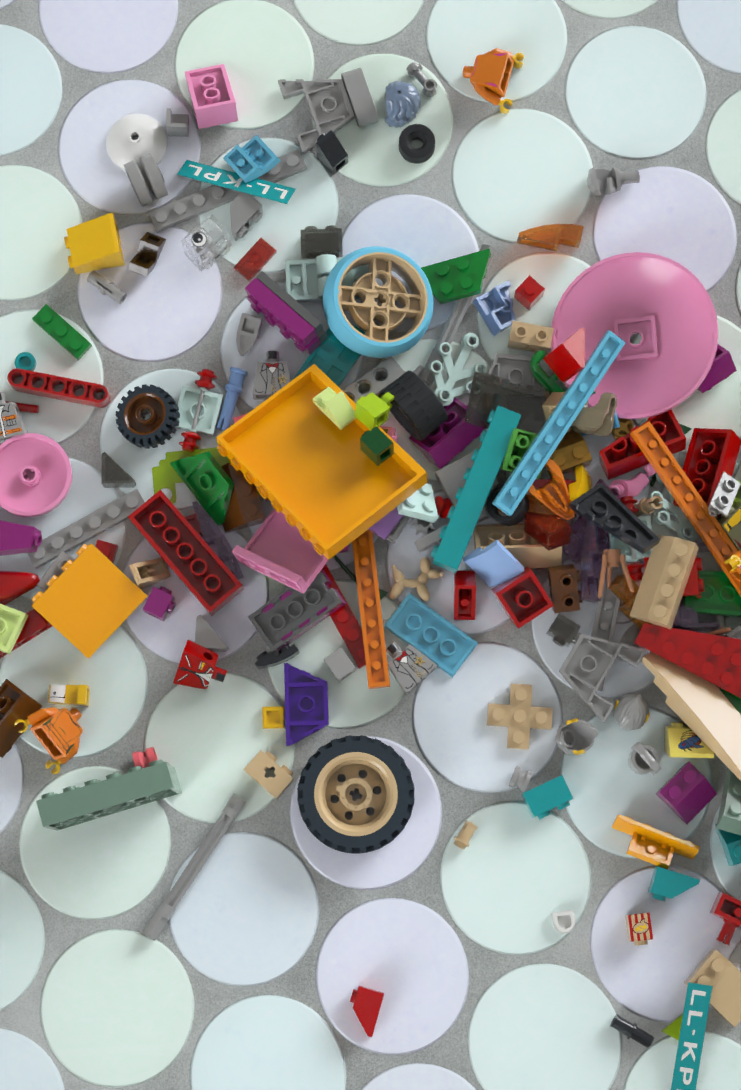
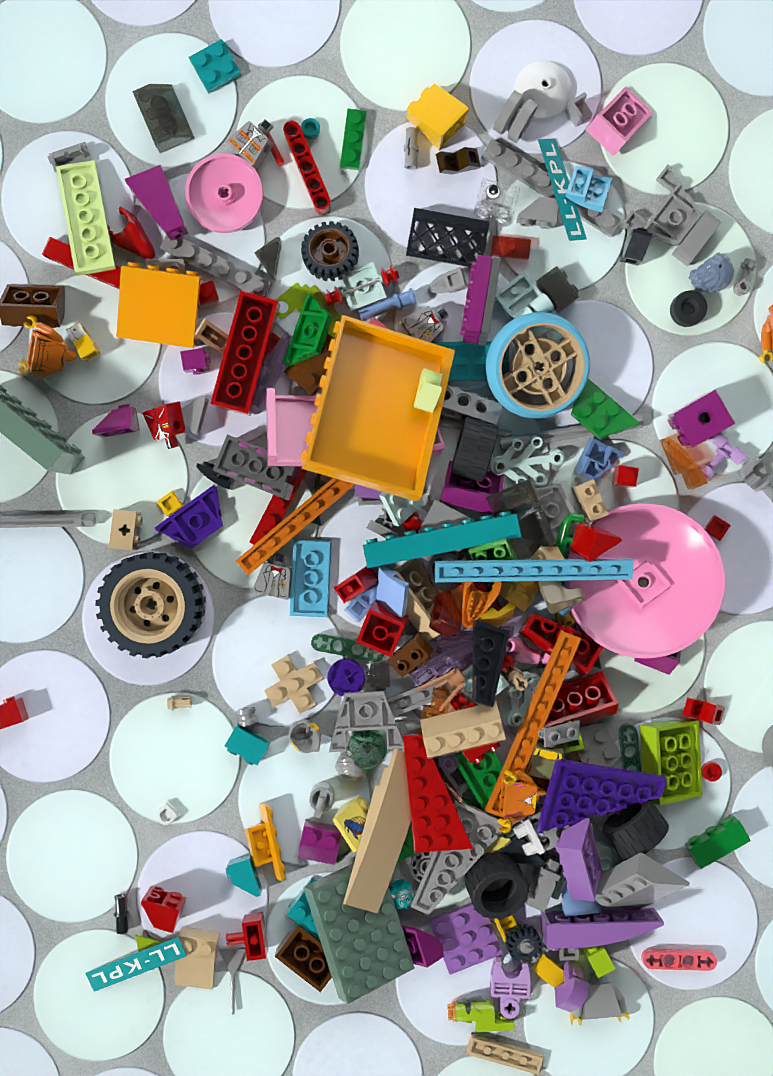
camera: 55 degrees right, 10 degrees up
(144, 758) = (73, 431): coral wheel -> none
(167, 709) = (118, 422): none -> magenta slope
(192, 299) = (451, 221): none -> black fence
(340, 664) = (240, 527): light grey panel -> none
(373, 410) = (444, 422): lime brick -> none
(376, 445) = (416, 444): dark green brick -> none
(419, 583) = (343, 544): tan piece -> none
(486, 603) = (361, 603): none -> light blue plate
(520, 645) = (346, 651): none -> clear green beam
(522, 208) = (688, 424): none -> magenta brick
(544, 663) = (346, 676): none -> dark purple tile
(565, 194) = (724, 451): none -> lavender bar
(620, 678) = (359, 755): none -> clear green plate
(630, 243) = (717, 527): none -> red tile
(639, 928) = (197, 872): brick -> none
(655, 978) = (163, 908): none -> red slope

